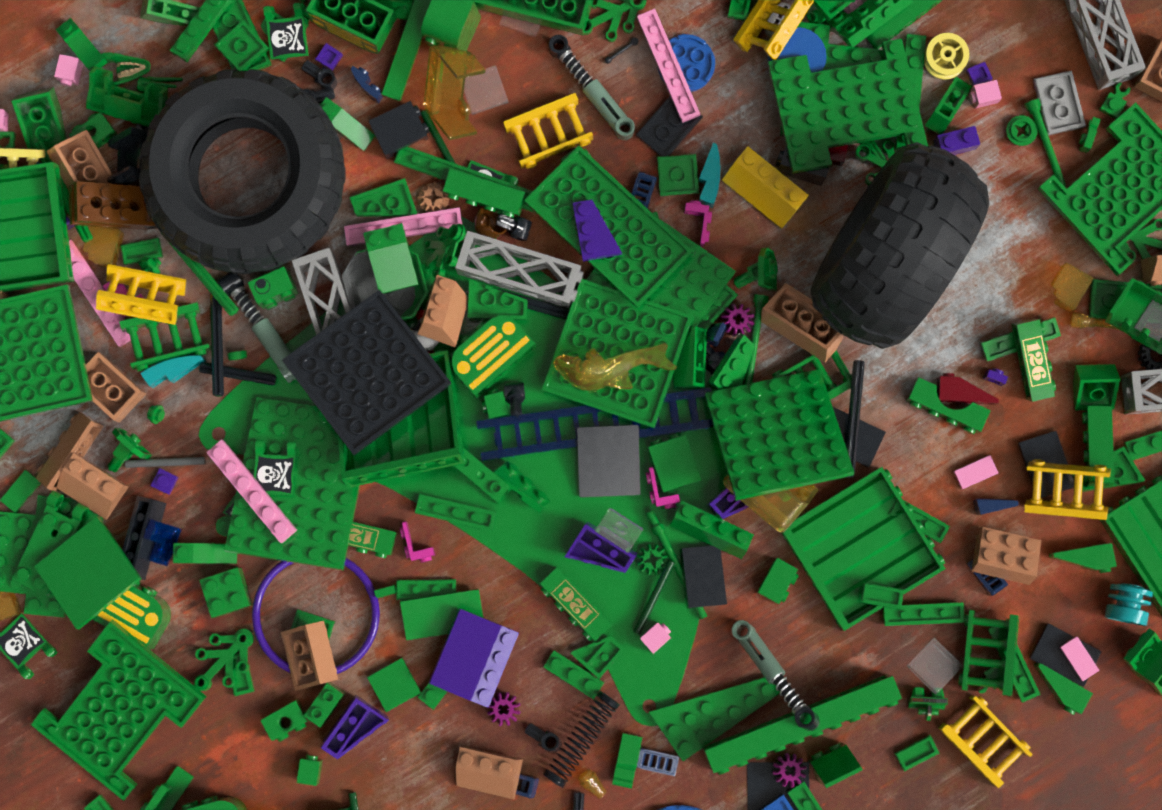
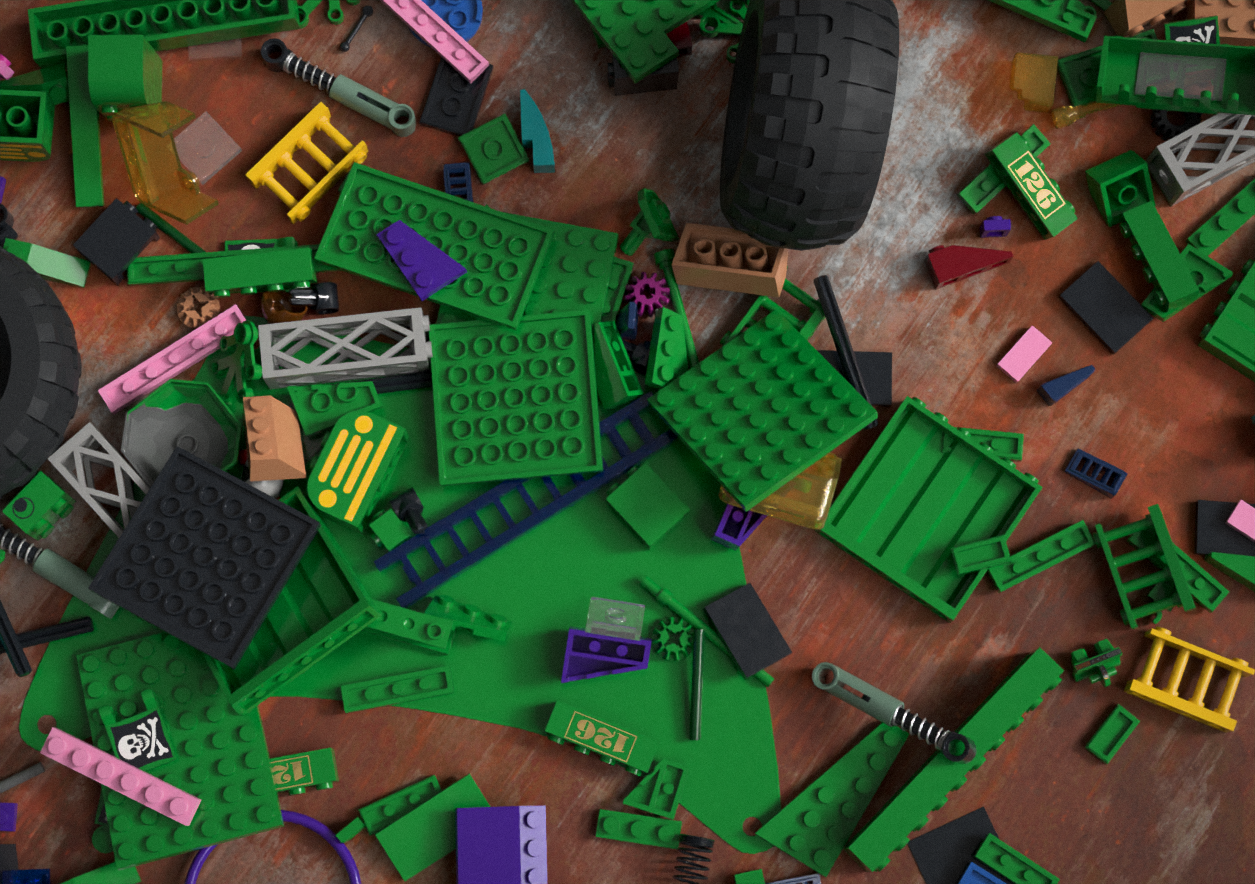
camera: 30 degrees left, 5 degrees down
(237, 355) = (28, 613): green tile -> none
(363, 81) = (45, 199): dark blue slope -> none
(386, 200) = (137, 337): green wing -> none
(391, 258) = (175, 401): slope -> none
(424, 555) = (380, 761): dark pink bracket -> none
(608, 461) = (563, 538): black piece -> none
(613, 372) = (501, 429): clear yellow piece -> none
(656, 637) = (721, 733): bright pink brick -> none
(668, 502) = (660, 557): dark pink bracket -> none
(695, 208) = (534, 180): dark pink bracket -> none
(712, 530) = (731, 567): green brick -> none
(765, 187) = (608, 118): yellow slope -> none
(777, 581) = (842, 595): green brick -> none
(789, 762) = (966, 837): magenta gear -> none
(834, 764) = (1018, 793): green slope -> none
(924, 395) = (920, 288): green arch -> none
(934, 666) = (1084, 614): clear tile -> none
(1006, 555) = (1109, 438): nougat brick -> none
(1076, 507) = (1166, 342): yellow fence -> none
(1093, 557) = (1211, 397): green slope -> none

